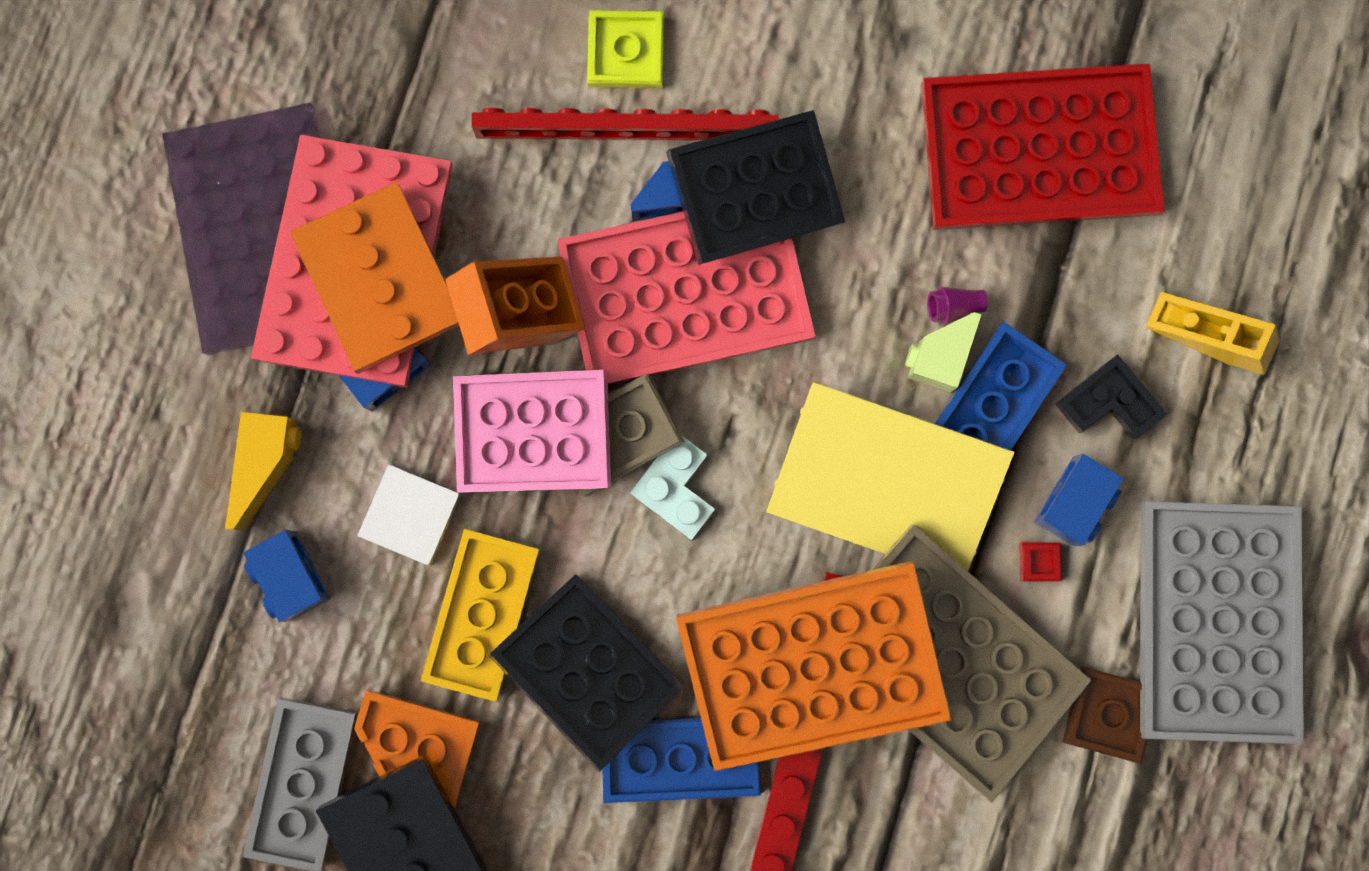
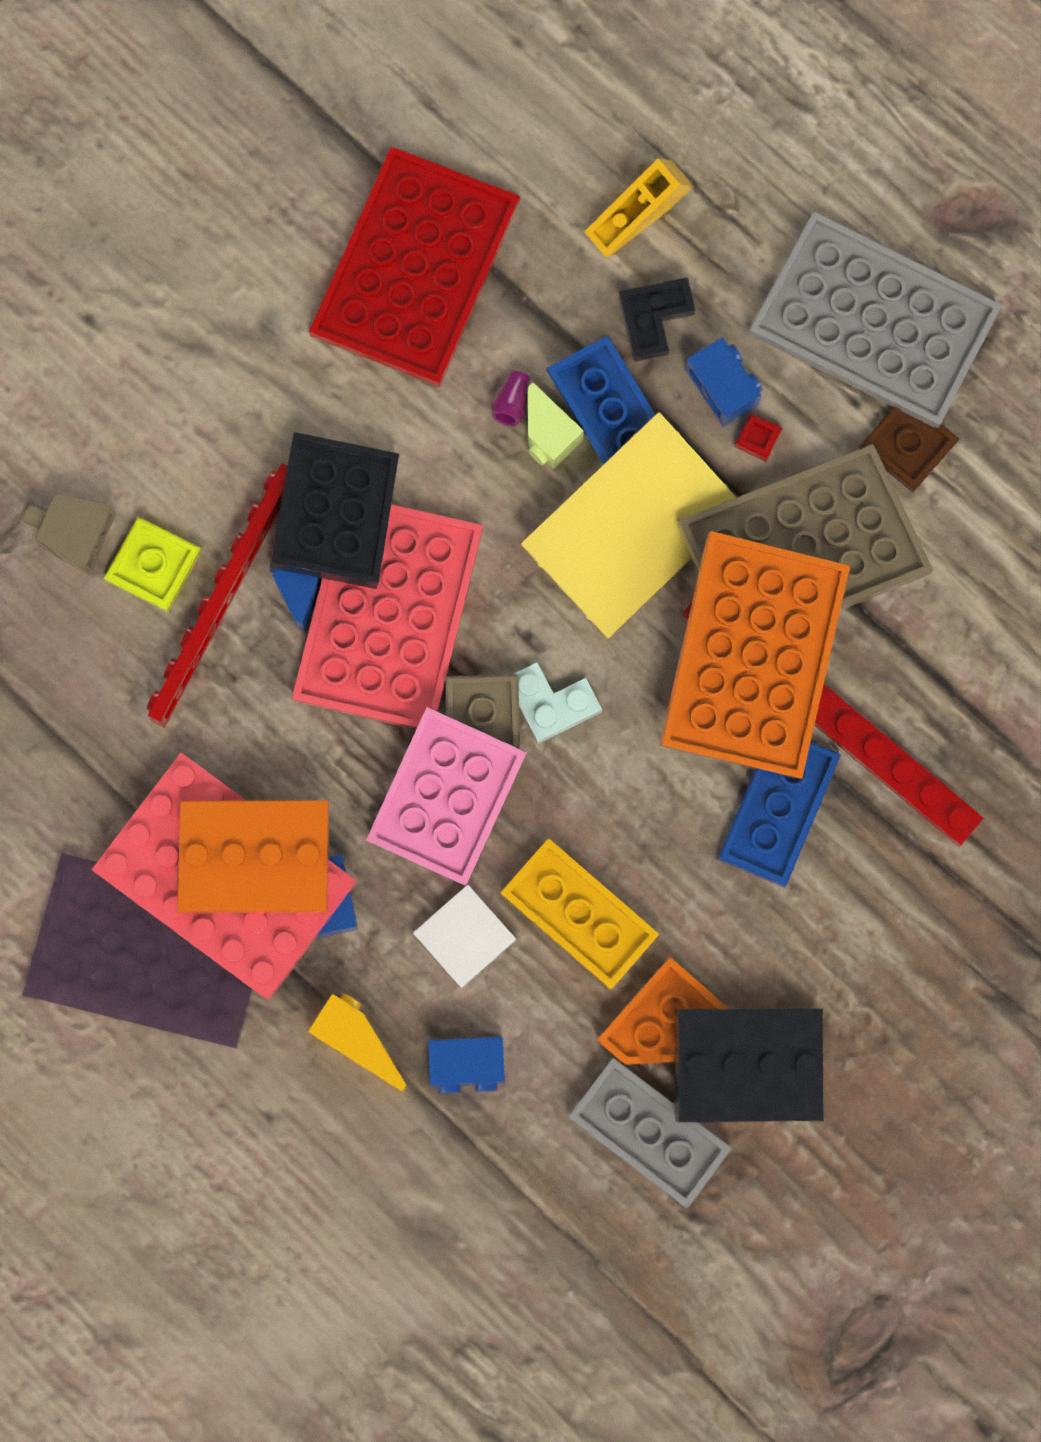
camera: 65 degrees left, 5 degrees down
(514, 304) = (335, 753): orange brick -> none
(586, 672) = (670, 845): black plate -> none

